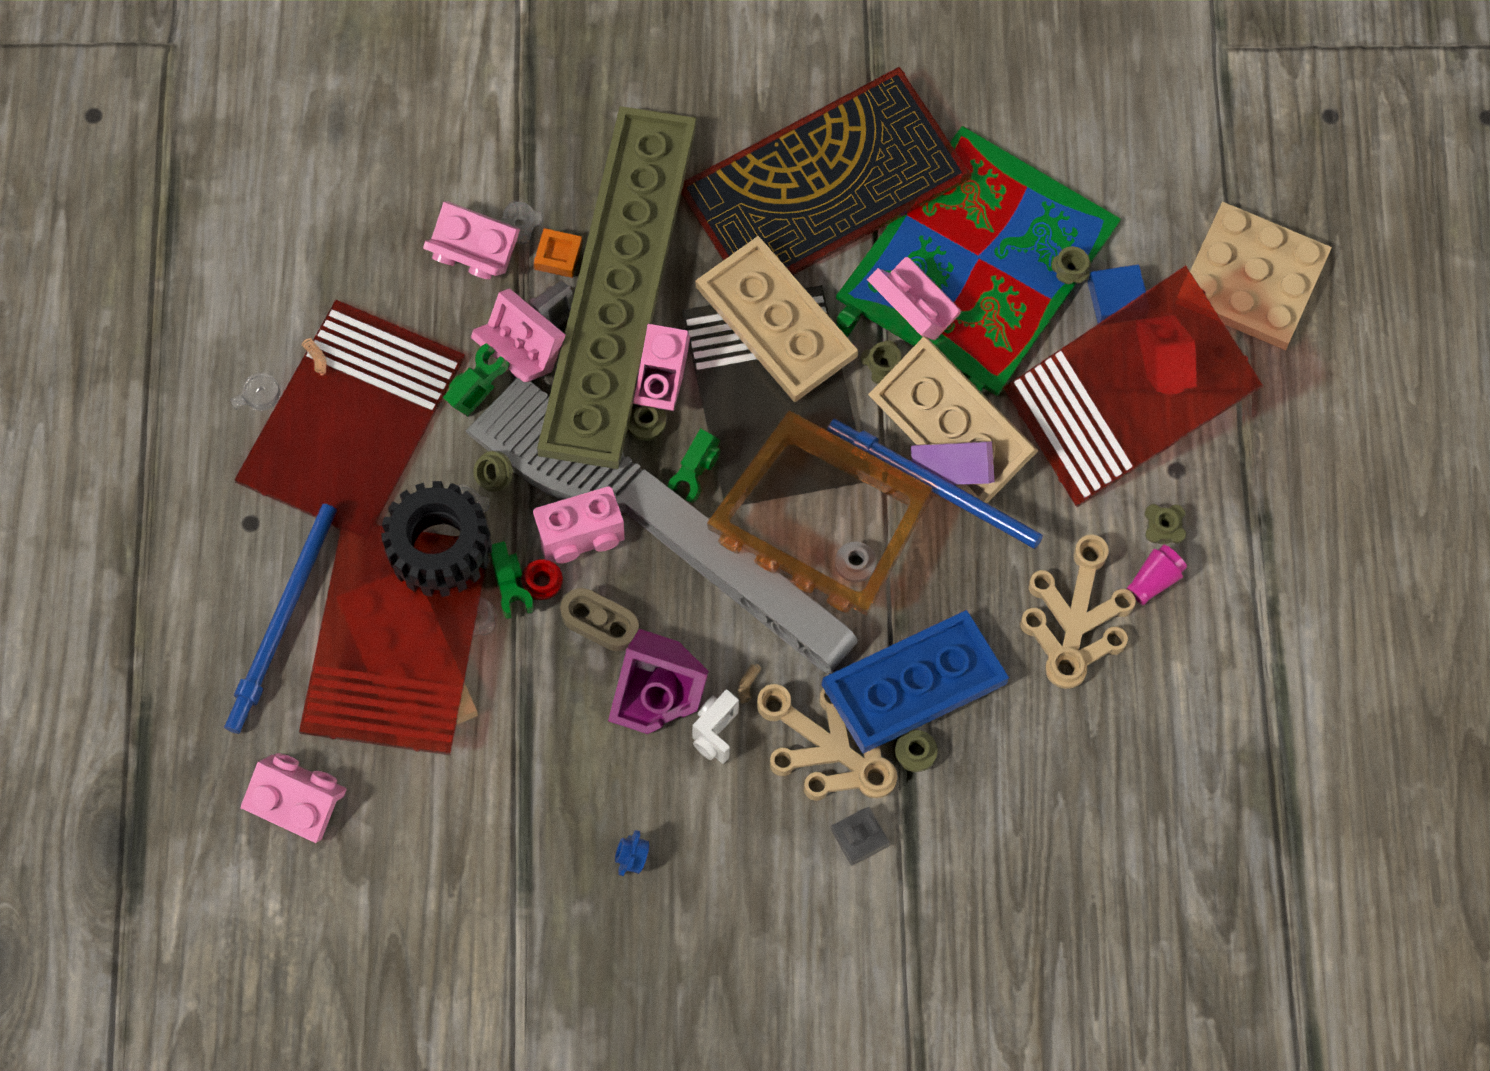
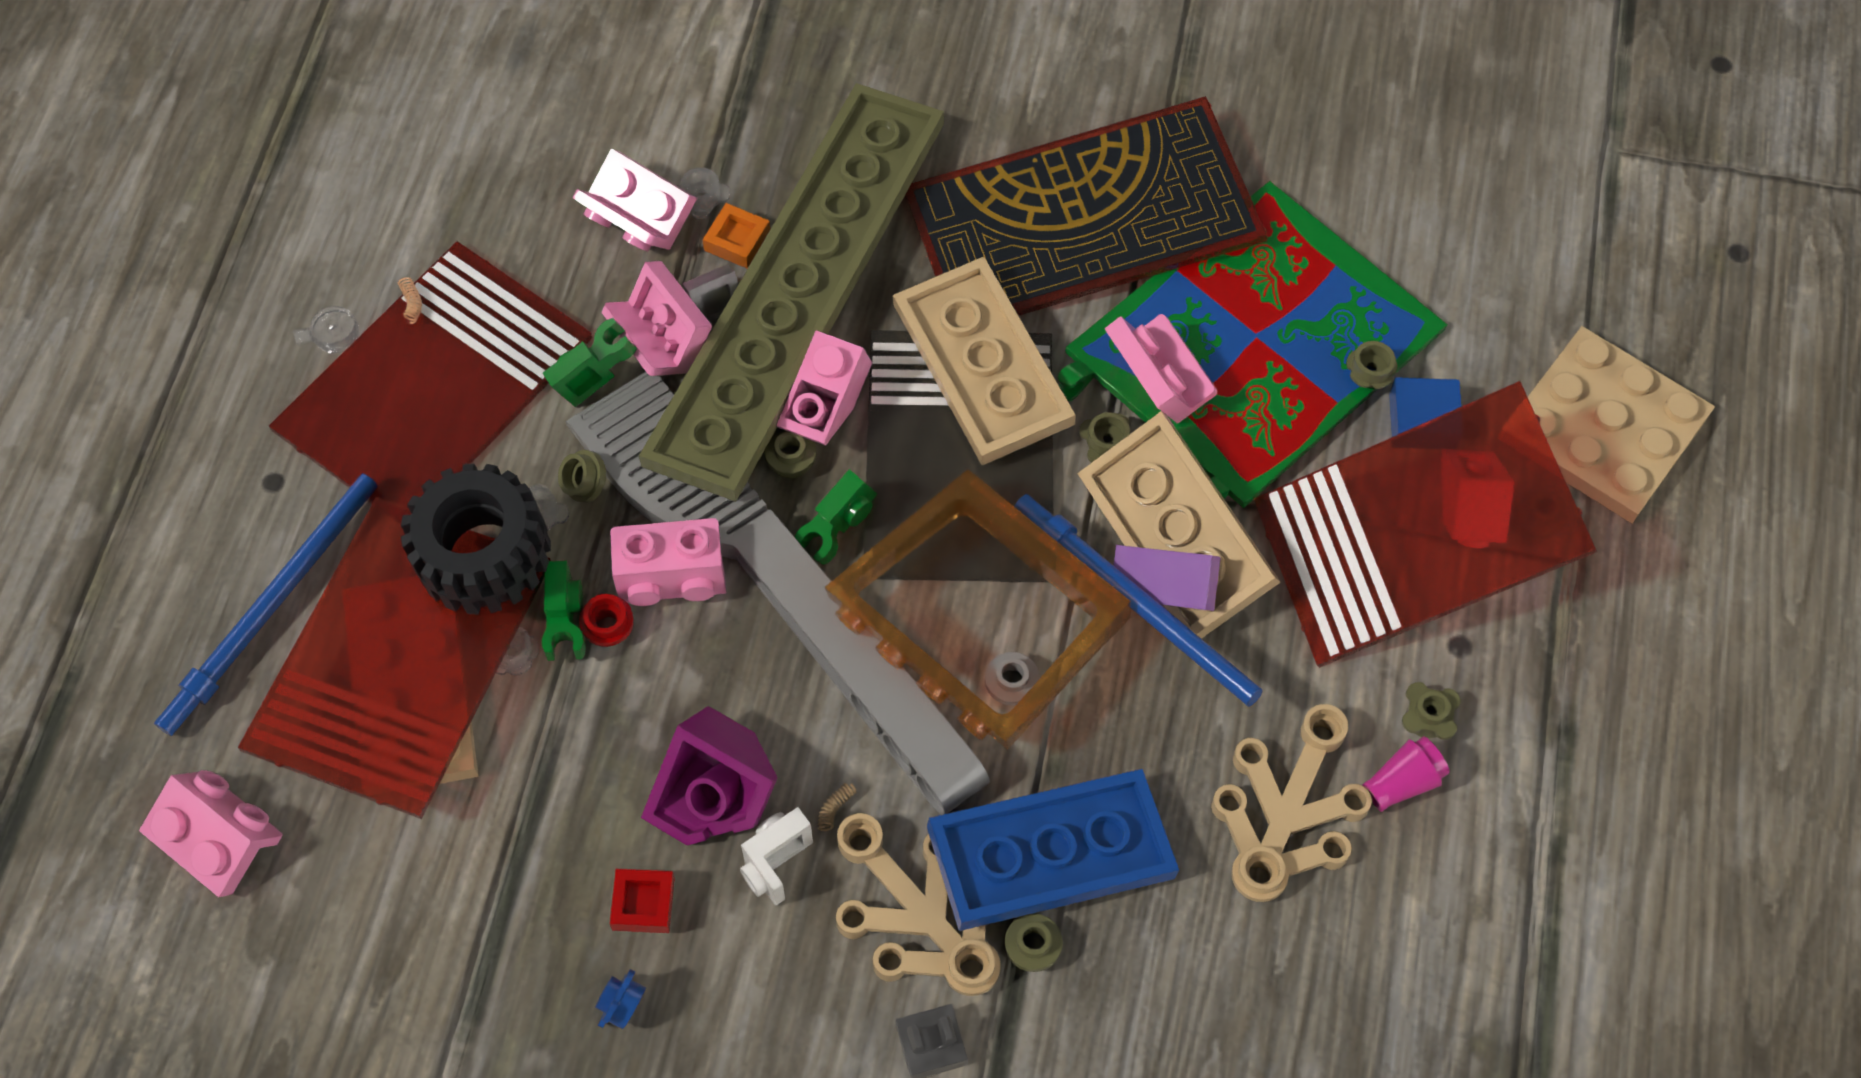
camera: 15 degrees right, 5 degrees down
(602, 618) = (666, 687): dark tan plate -> none
(628, 780) = (642, 901): none -> red plate

